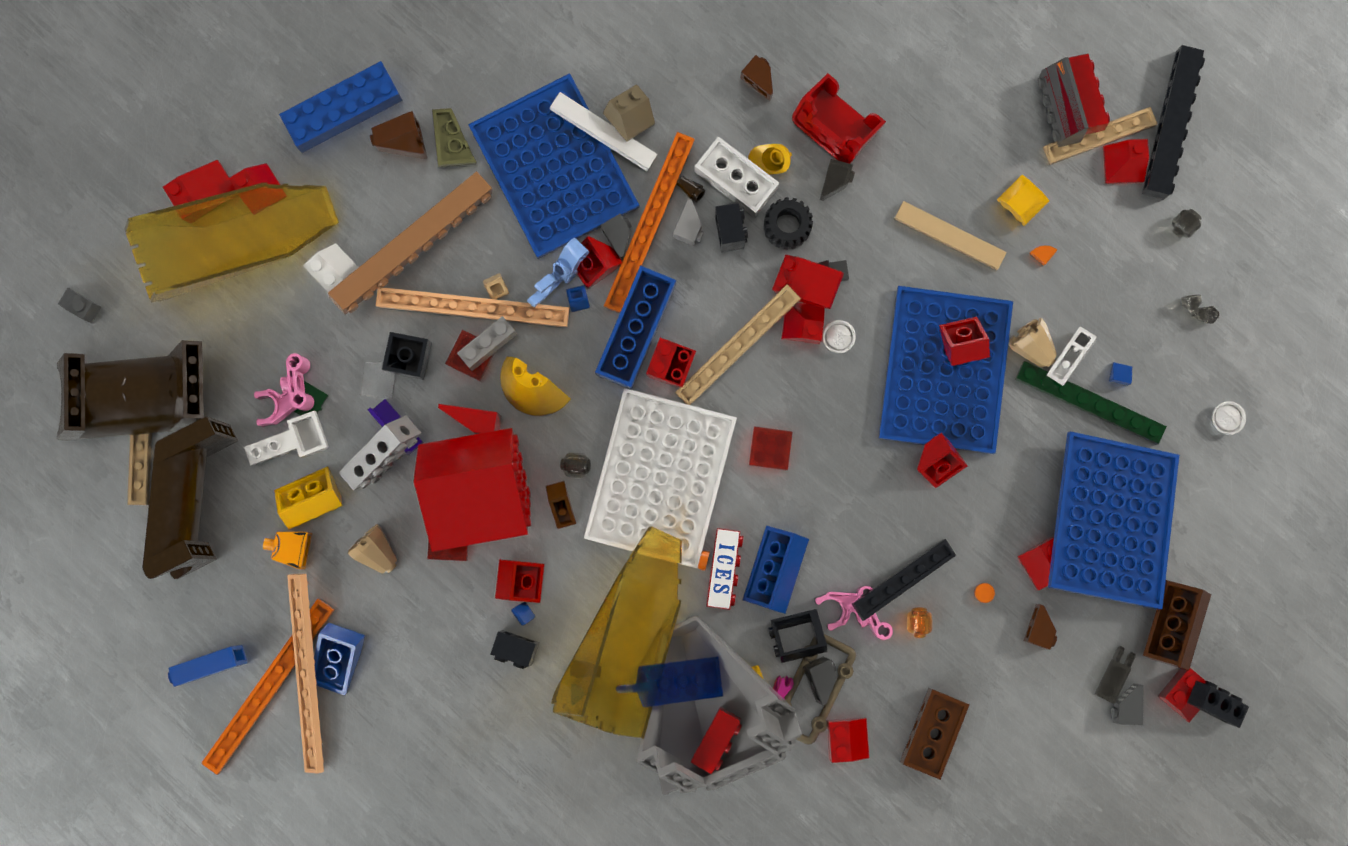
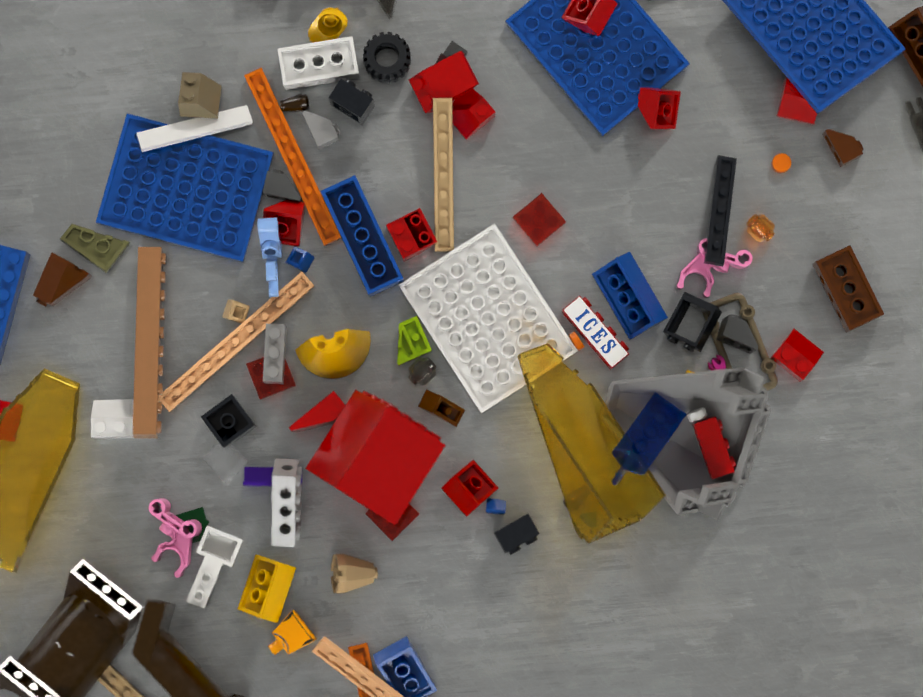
camera: 50 degrees left, 0 degrees up
(591, 436) = (411, 341): none -> lime wing
(729, 705) = (697, 415): none -> white tile
(839, 336) = (503, 96): white hat -> none

